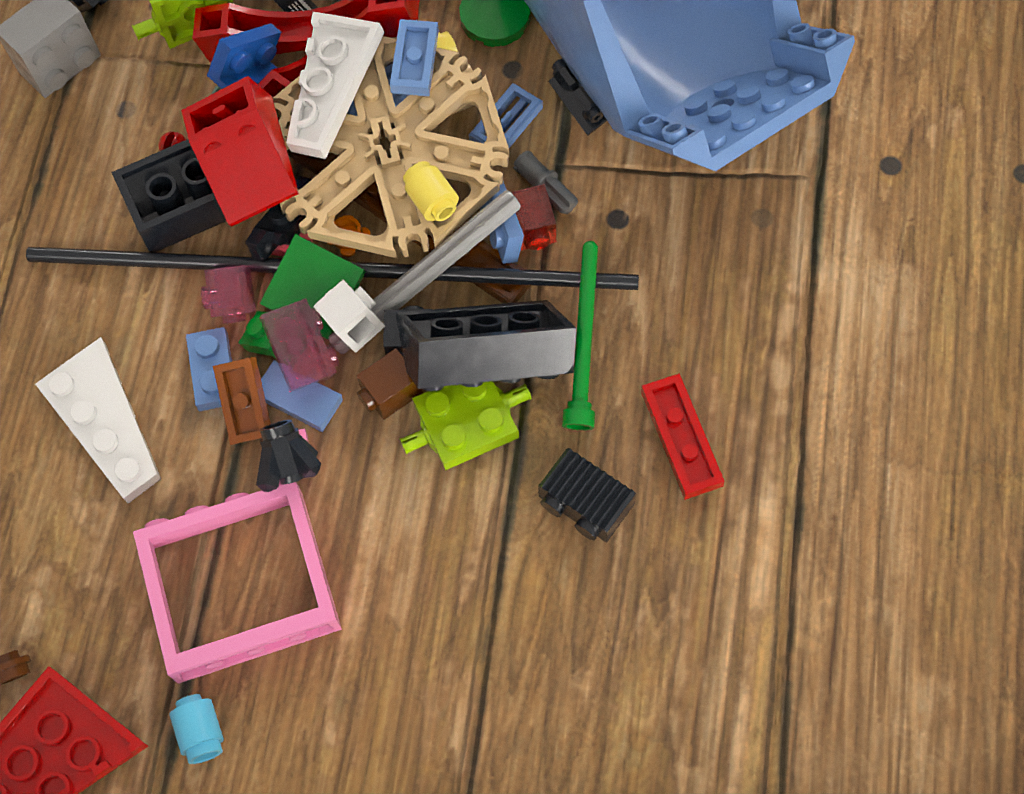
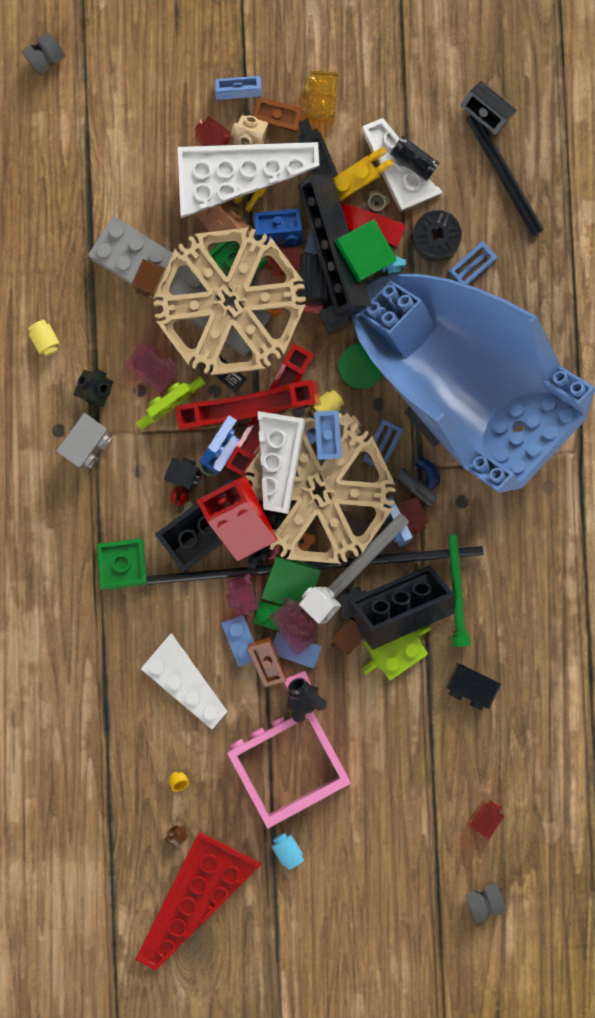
camera: 10 degrees left, 20 degrees up
(49, 578) = (178, 781): none -> yellow hinge
(54, 226) = (121, 564): none -> green tile
(171, 102) = (183, 473): none -> black brick
(430, 191) = (356, 527): light yellow brick -> none
(571, 731) = (486, 818): none -> clear red brick
(574, 164) = (431, 470): none -> clear blue arm
(682, 436) = (520, 640): red plate -> none

